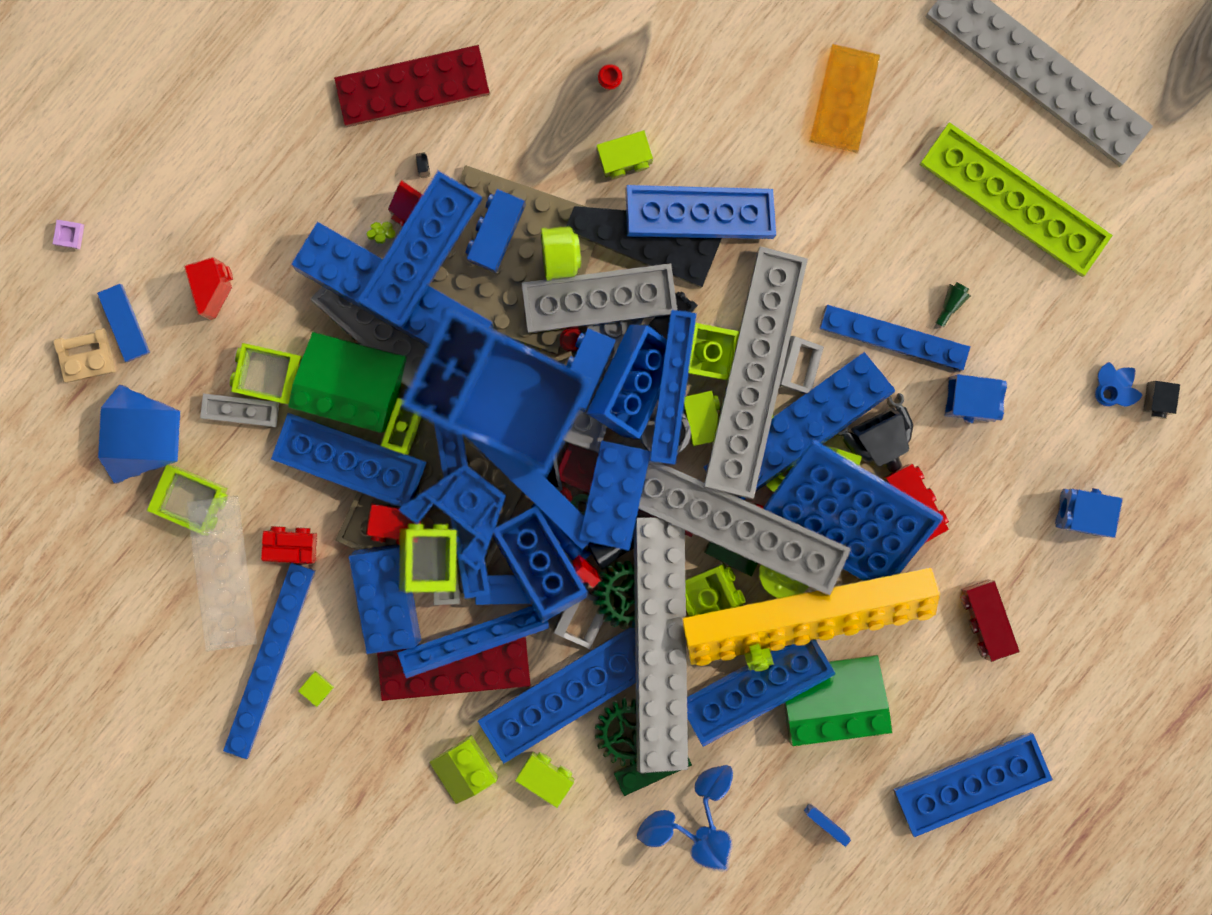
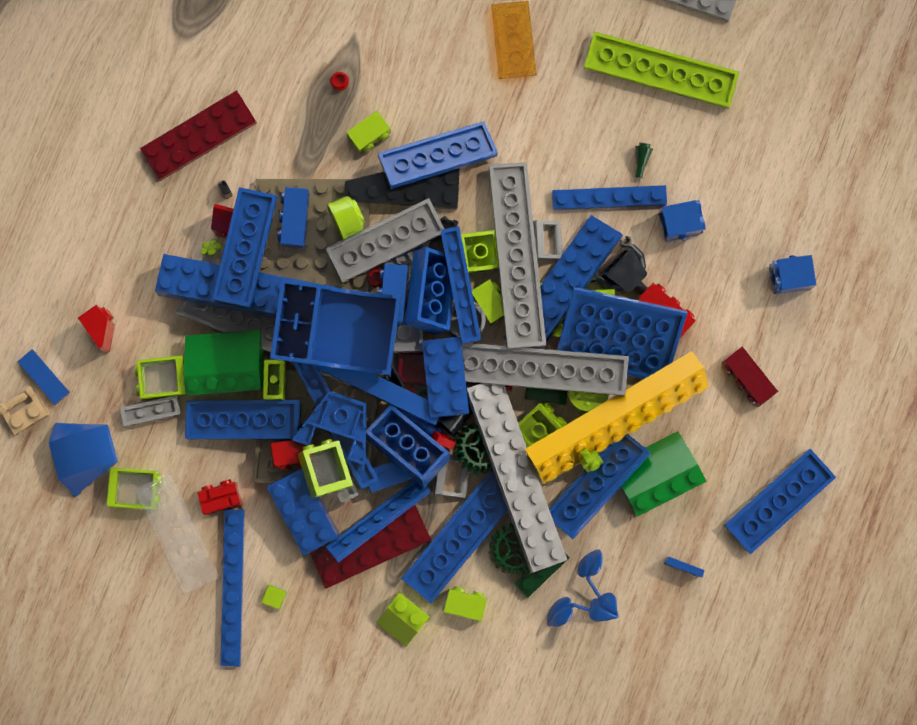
camera: 15 degrees left, 5 degrees down
(1119, 385) = (782, 176): blue plate -> none
(1161, 399) = (816, 175): black brick -> none

